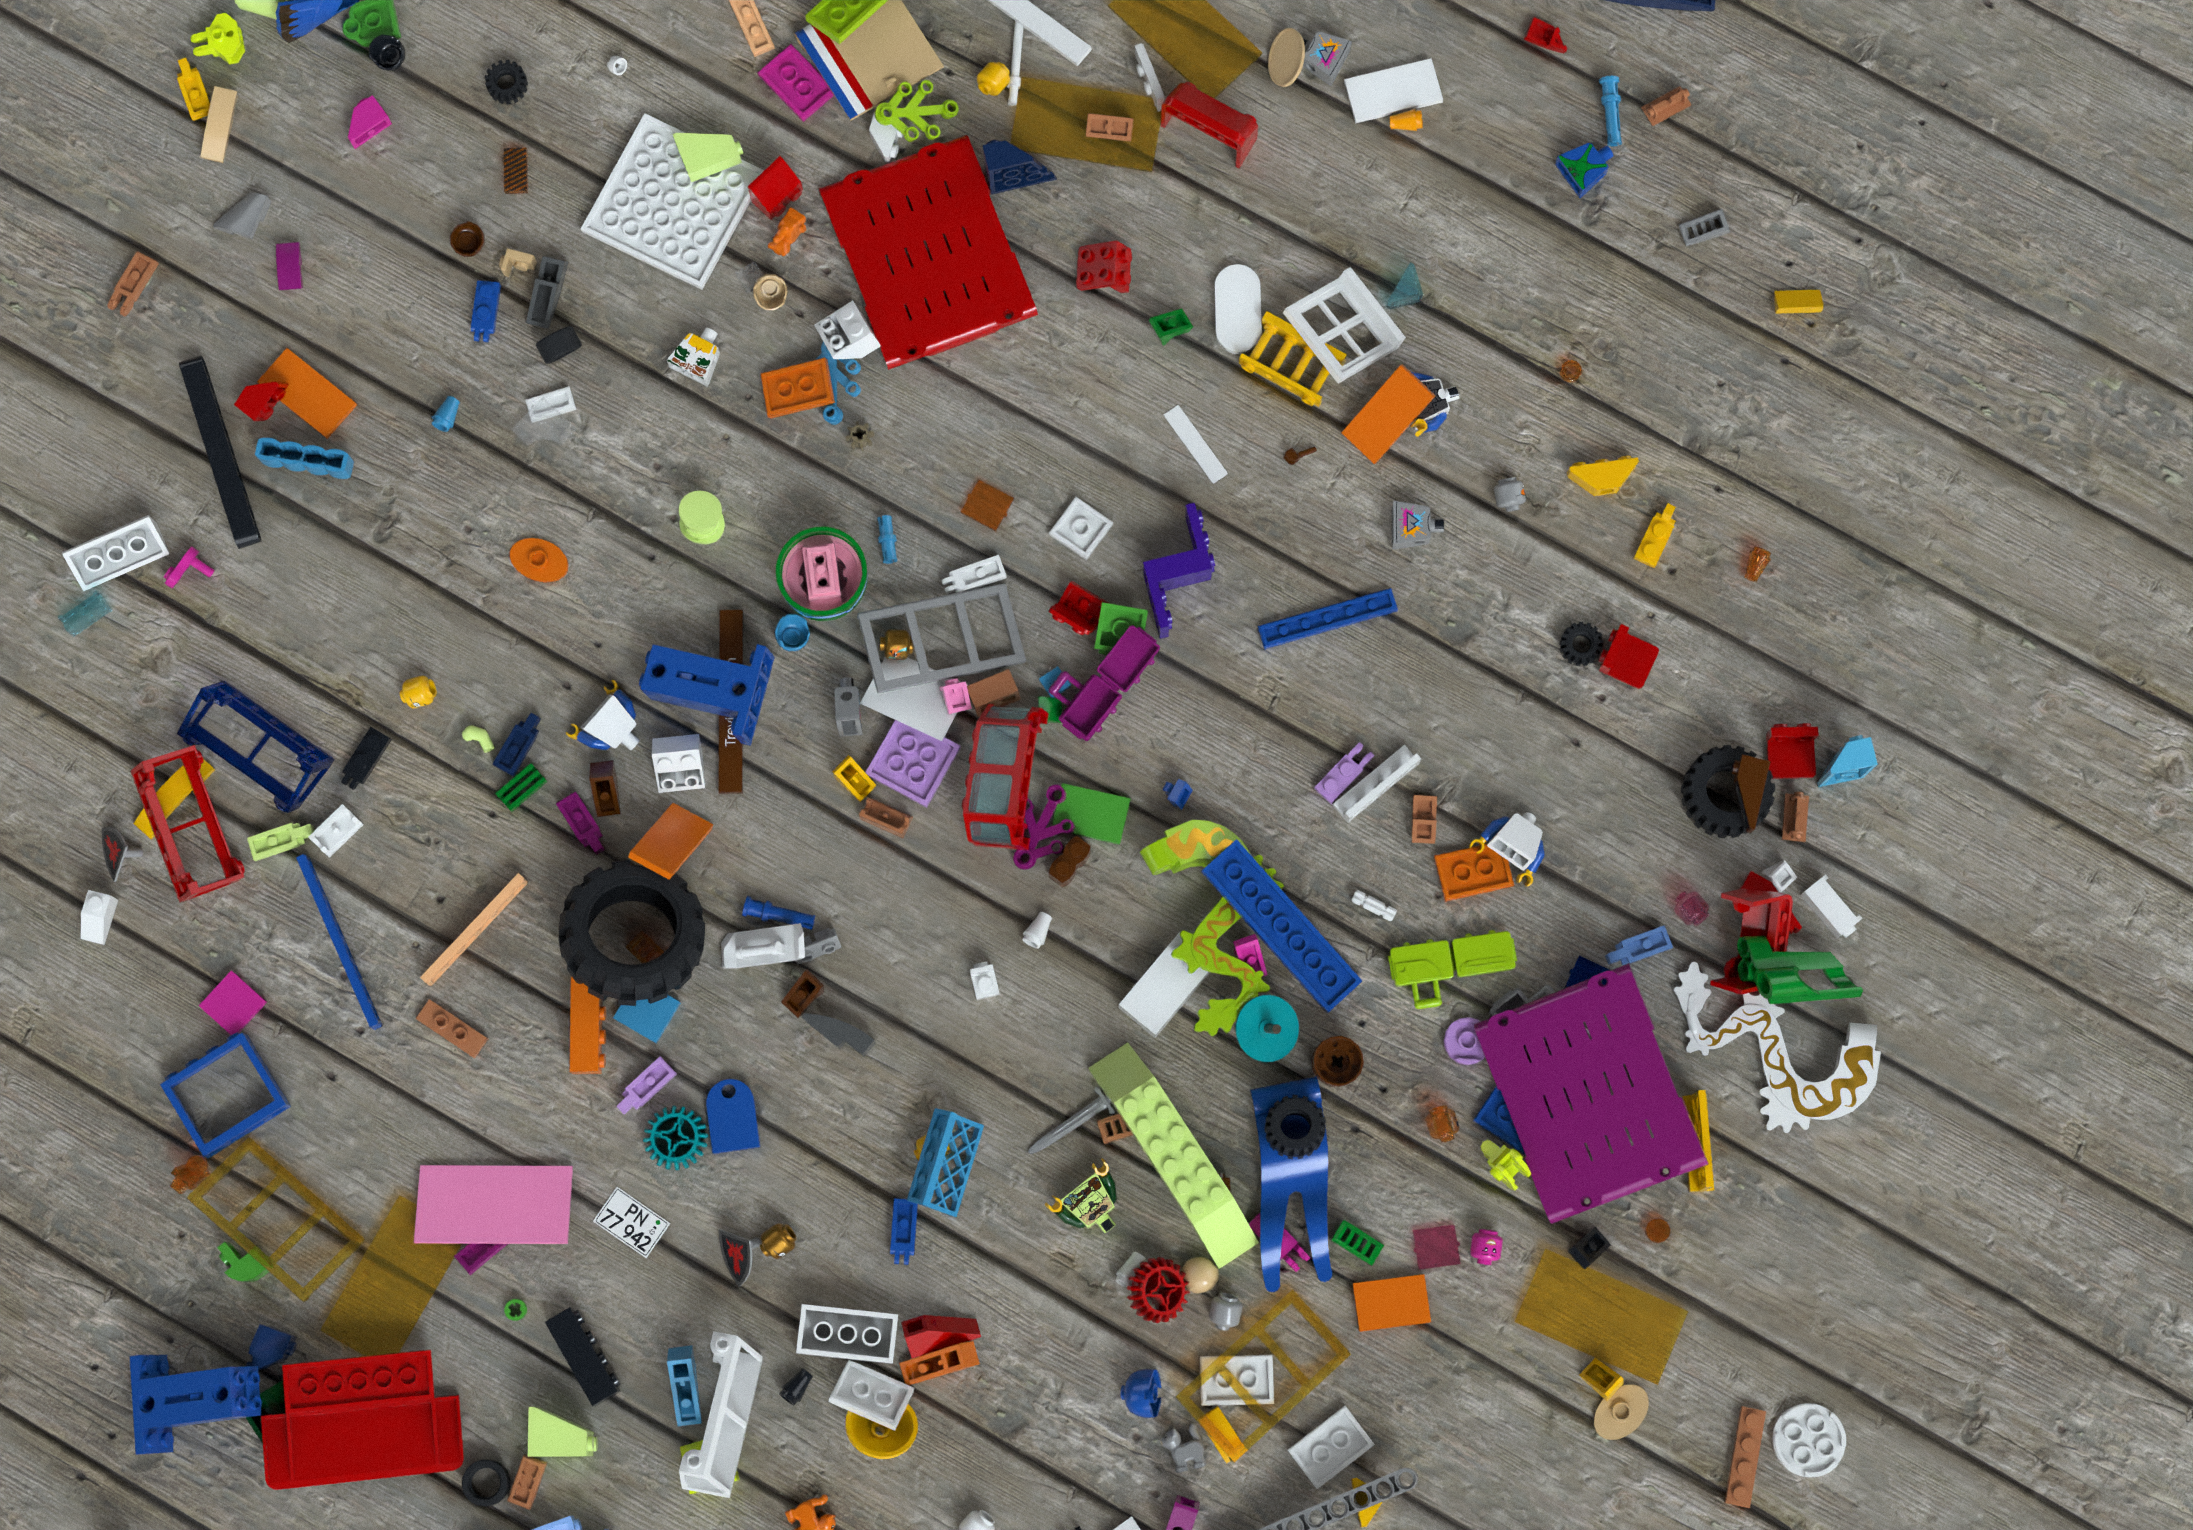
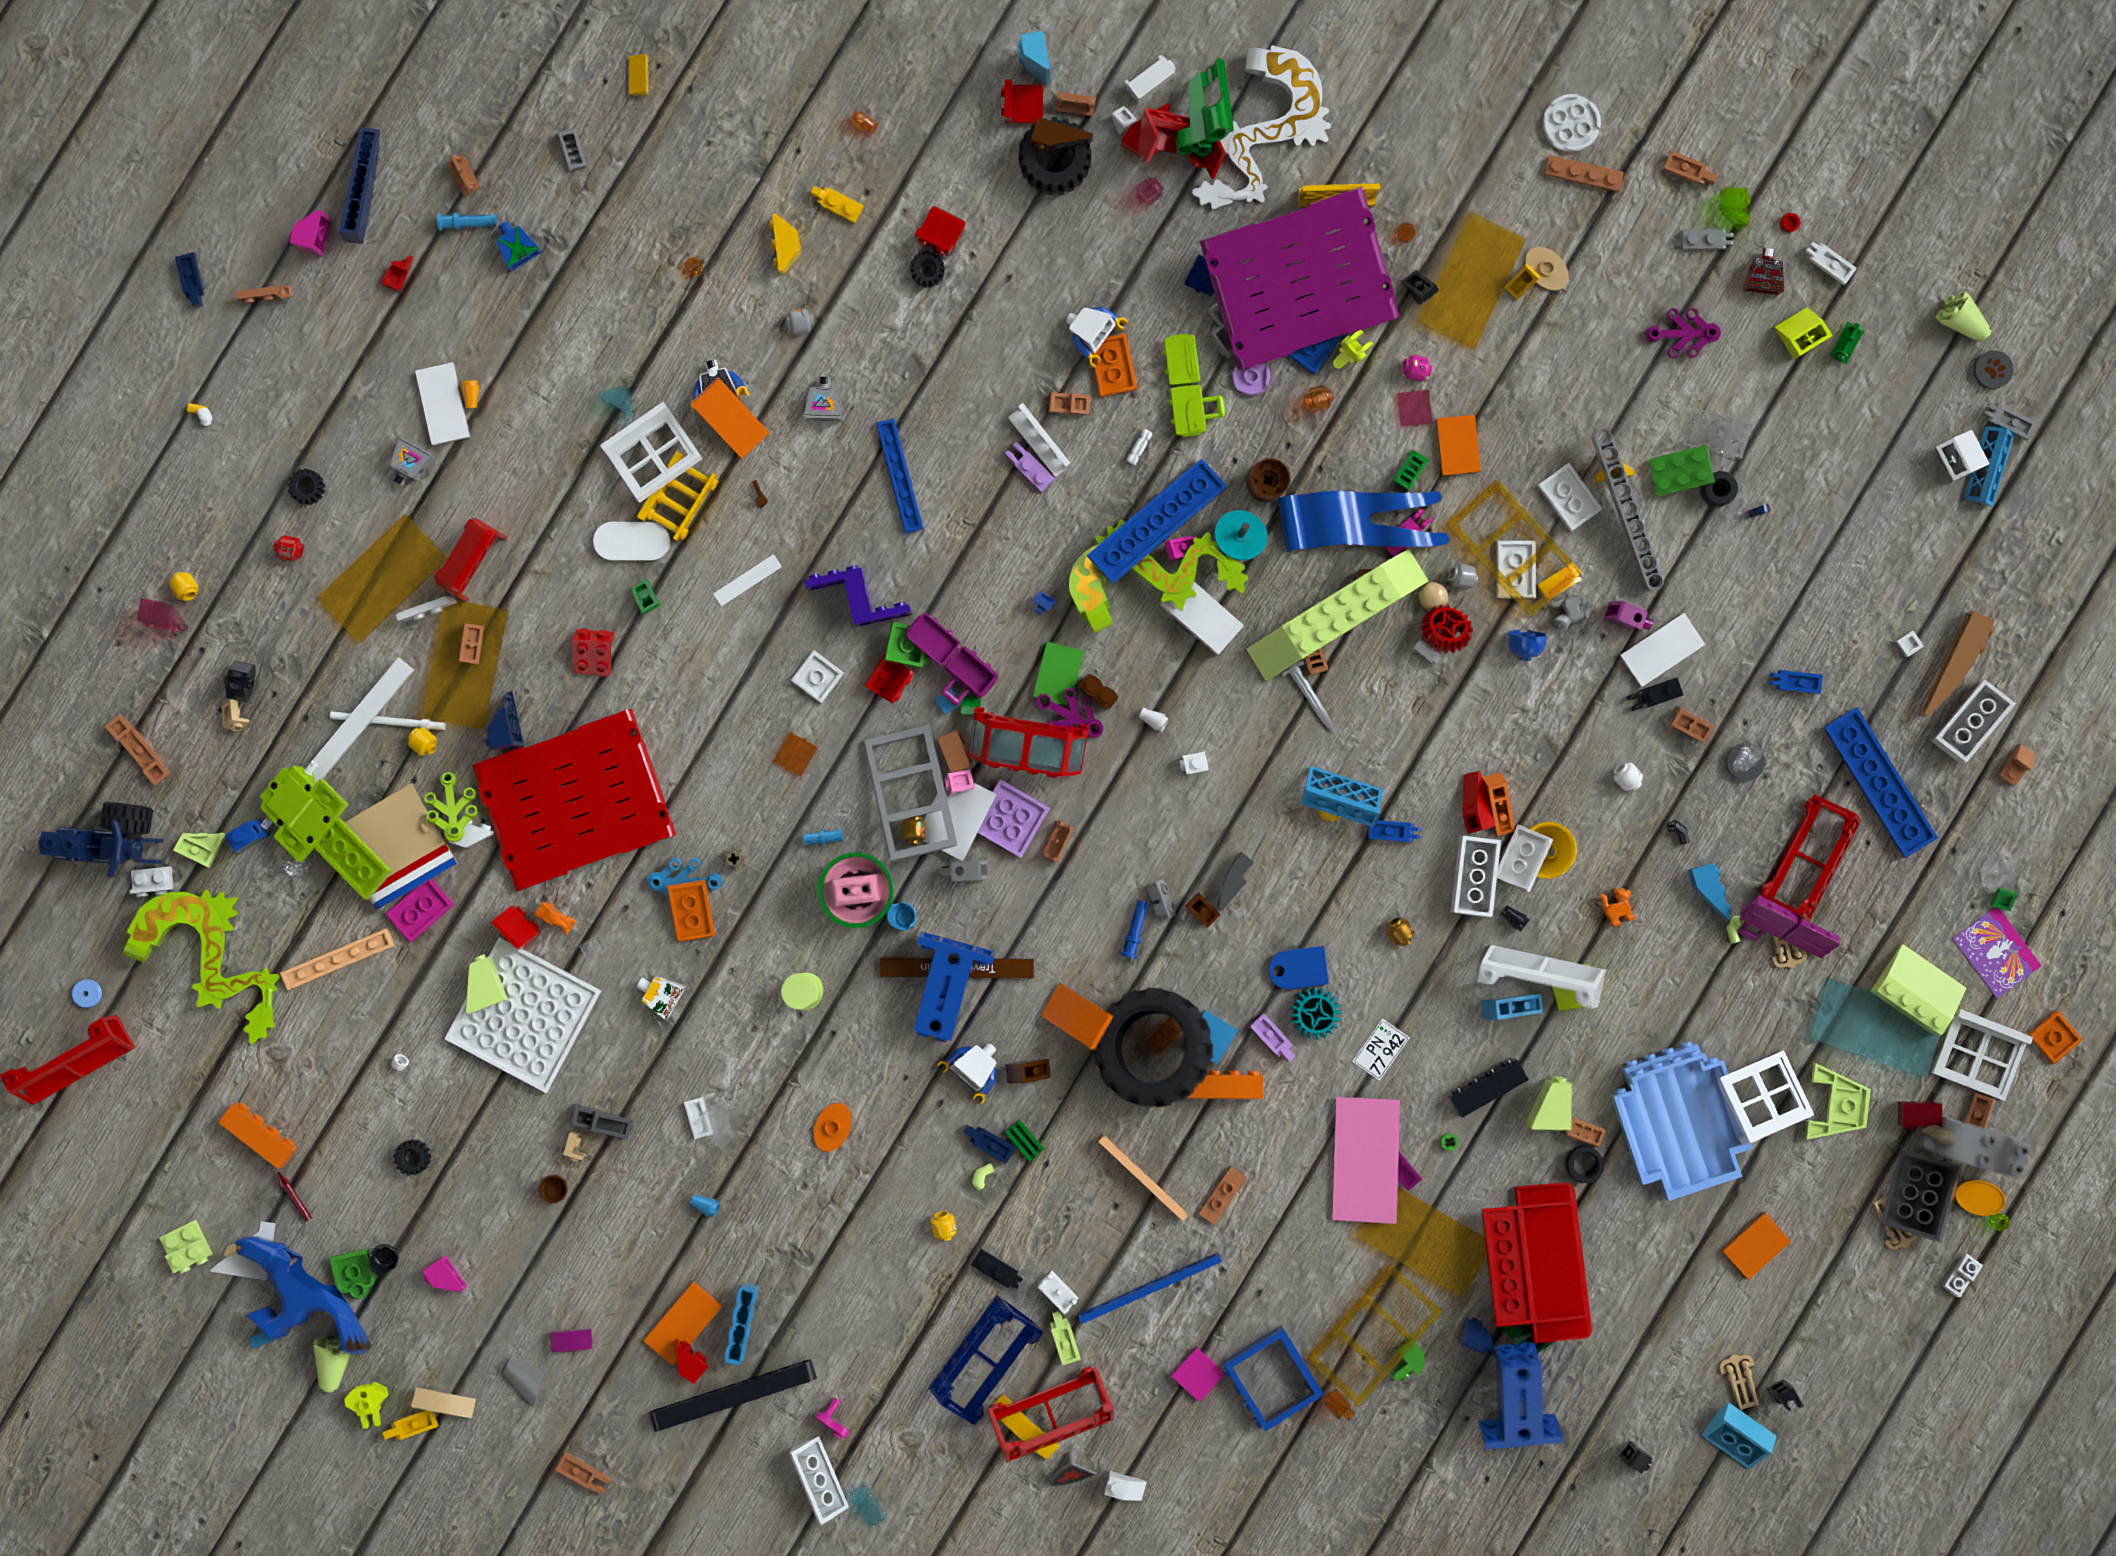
camera: 90 degrees left, 10 degrees up
(485, 309) = (613, 1173): blue hinge -> none
(515, 170) = (491, 1149): tile -> none
(558, 344) = (648, 1110): black tyre -> none
(581, 821) = (1055, 1090): magenta hinge -> none
(678, 763) = (1008, 1010): white slope -> none
(737, 1254) = (1410, 963): shield -> none
(763, 946) = (1162, 941): white piece -> none
(770, 292) = (607, 932): tan hair -> none
(847, 333) = (646, 867): white slope -> none
(853, 778) = (1026, 866): yellow slope -> none
(975, 575) = (856, 764): white hinge -> none
(1089, 1201) = (1374, 682): torso -> none
(1286, 57) = (411, 492): tan piece -> none
(1300, 1107) = (1326, 498): black tyre -> none
(1640, 946) = (1179, 233): medium blue hinge -> none

